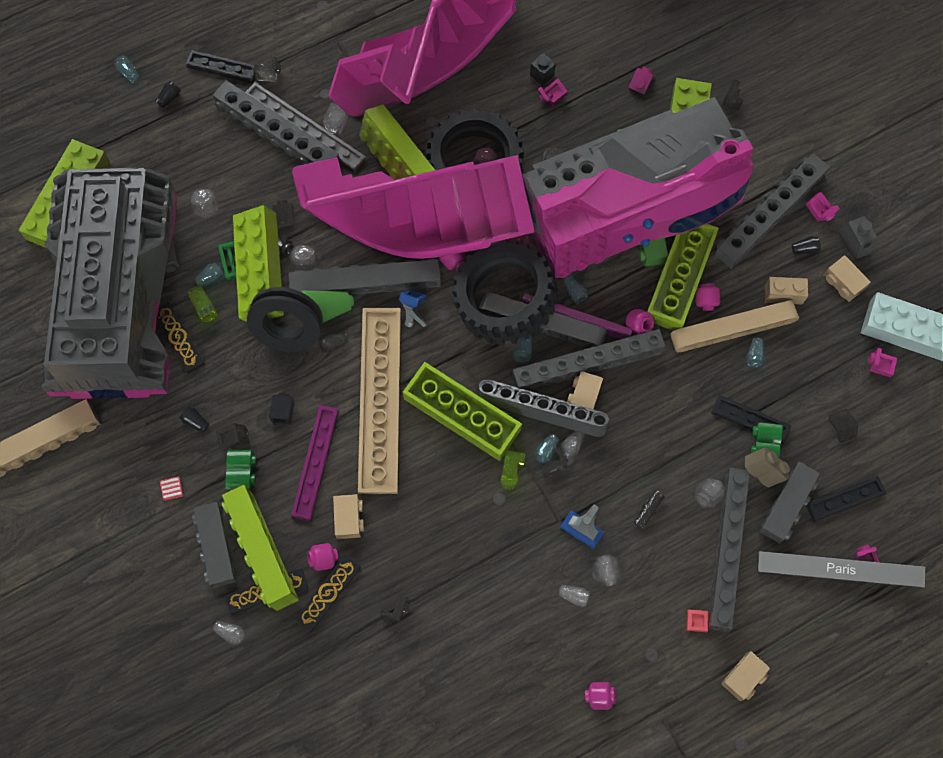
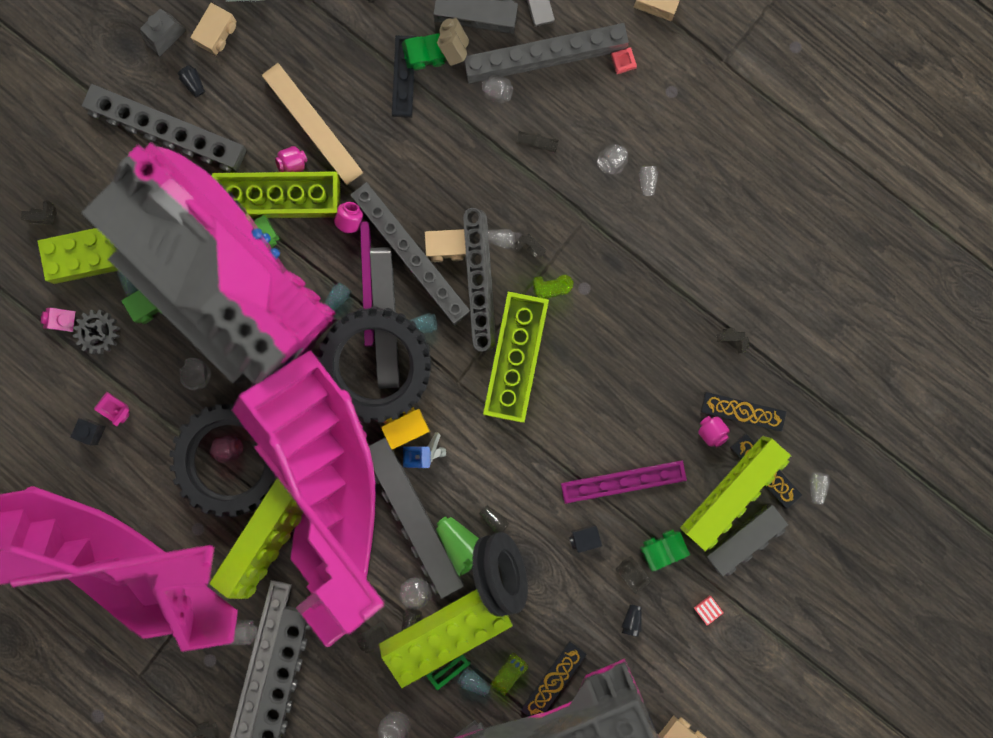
camera: 115 degrees left, 15 degrees up
(347, 516) = (665, 425): tan brick -> none
(379, 401) = (534, 446): tan plate -> none
(441, 301) = (405, 428): none -> yellow brick
(546, 449) = (519, 261): clear light blue cone -> none
(583, 527) = (581, 197): piece -> none
(601, 695) = (731, 121): dark pink head -> none
(620, 102) = (102, 327): none -> dark grey gear
(755, 355) = (333, 93): clear light blue cone -> none
(785, 289) = (252, 85): tan brick -> none
(821, 208) = (141, 79): dark pink bracket -> none

